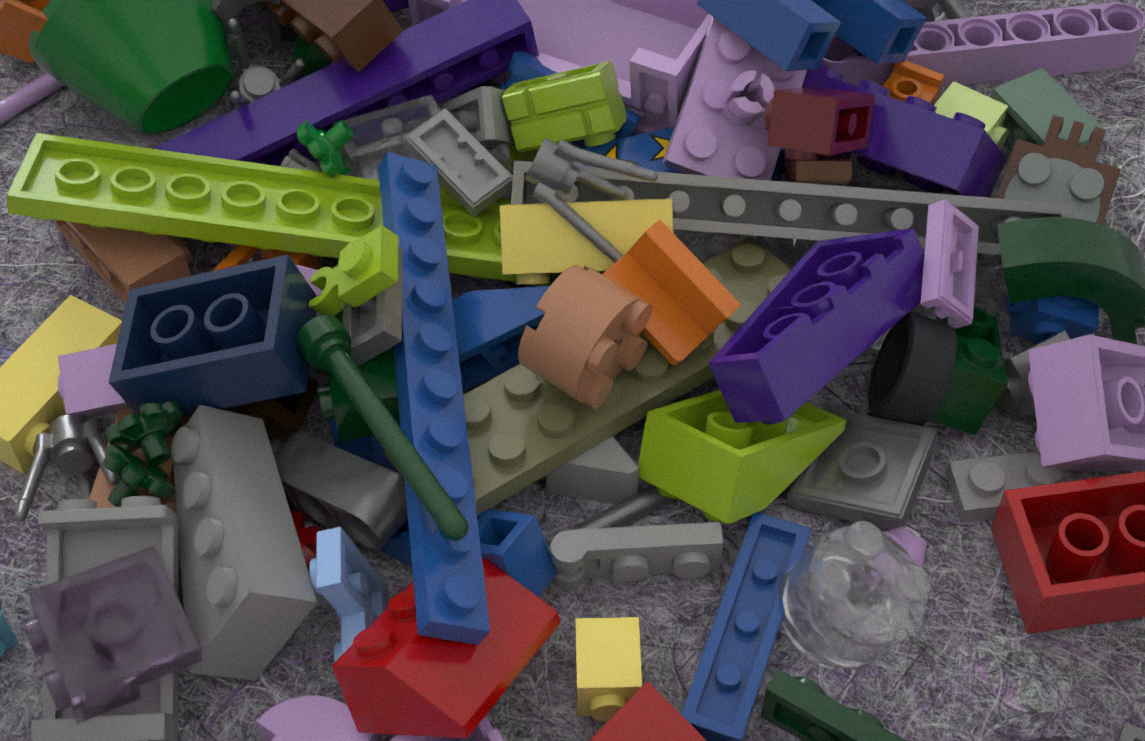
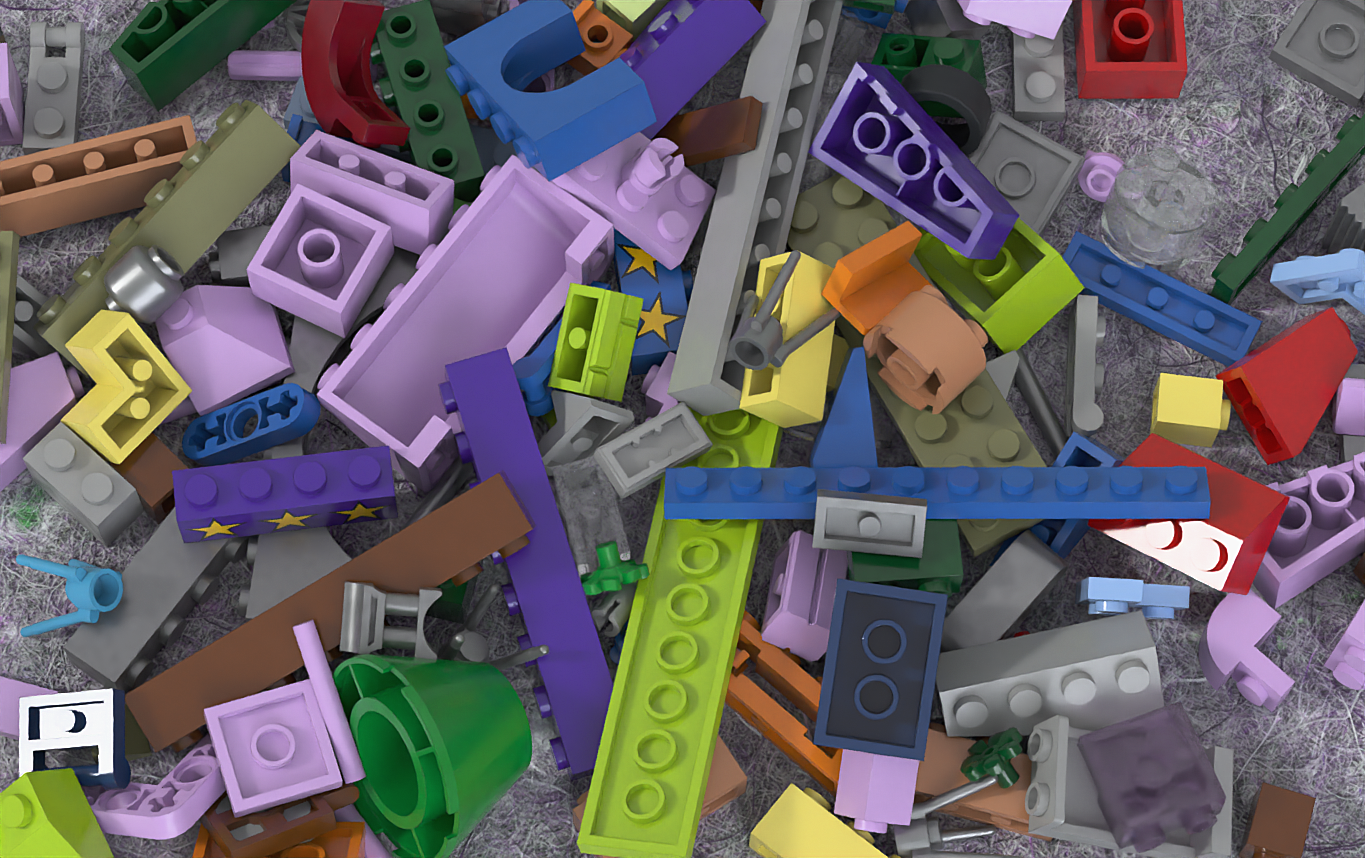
camera: 85 degrees left, 15 degrees up
(148, 430) = (952, 744): dark green plant -> none
(328, 347) = (925, 561): dark green piece -> none
(362, 272) = (851, 521): lime plate -> none
(818, 121) = (695, 110): dark red brick -> none
(950, 264) = (872, 46): lavender tile -> none

